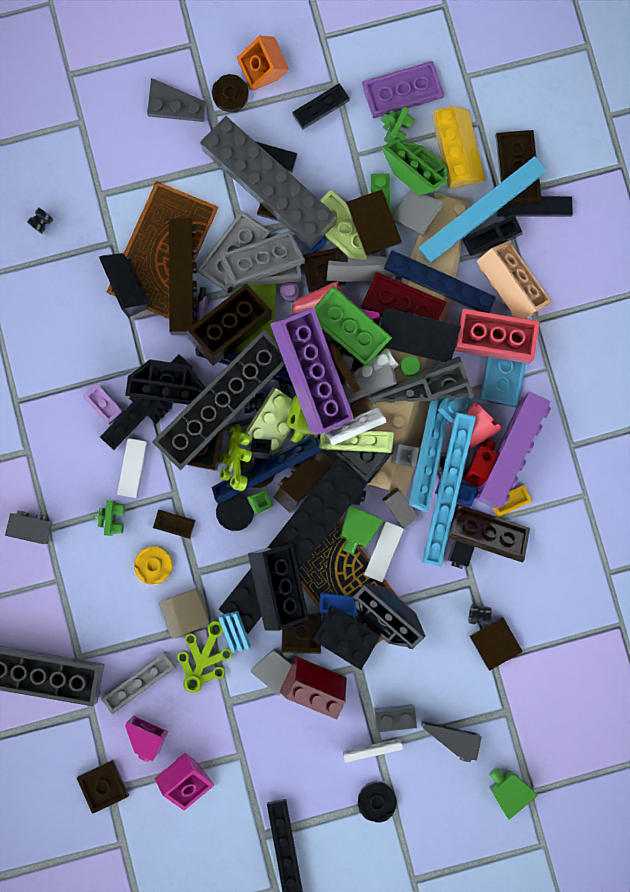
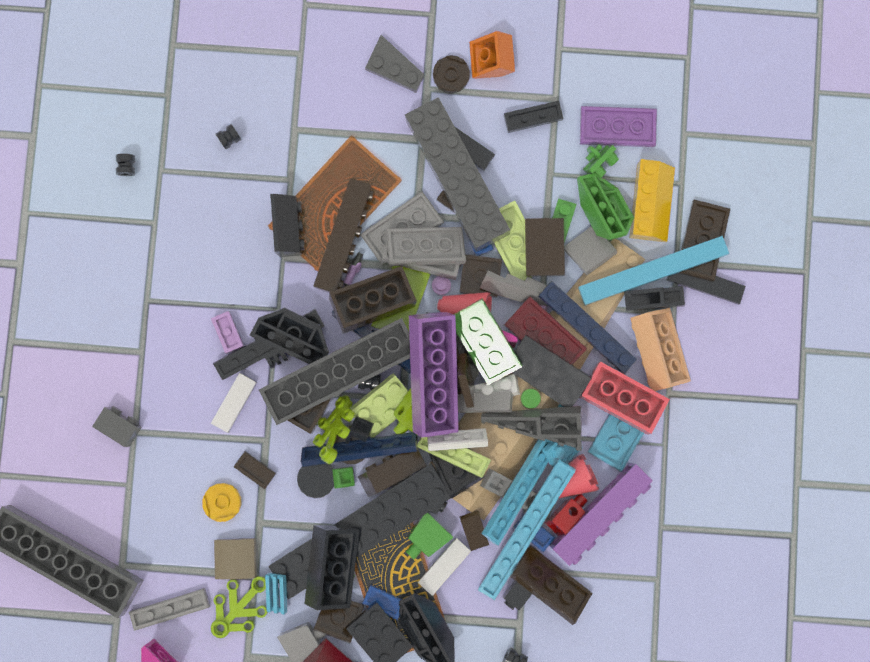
camera: 25 degrees right, 0 degrees up
(112, 509) = (194, 452): bright green hips -> none
(518, 497) = (590, 560): yellow tile -> none

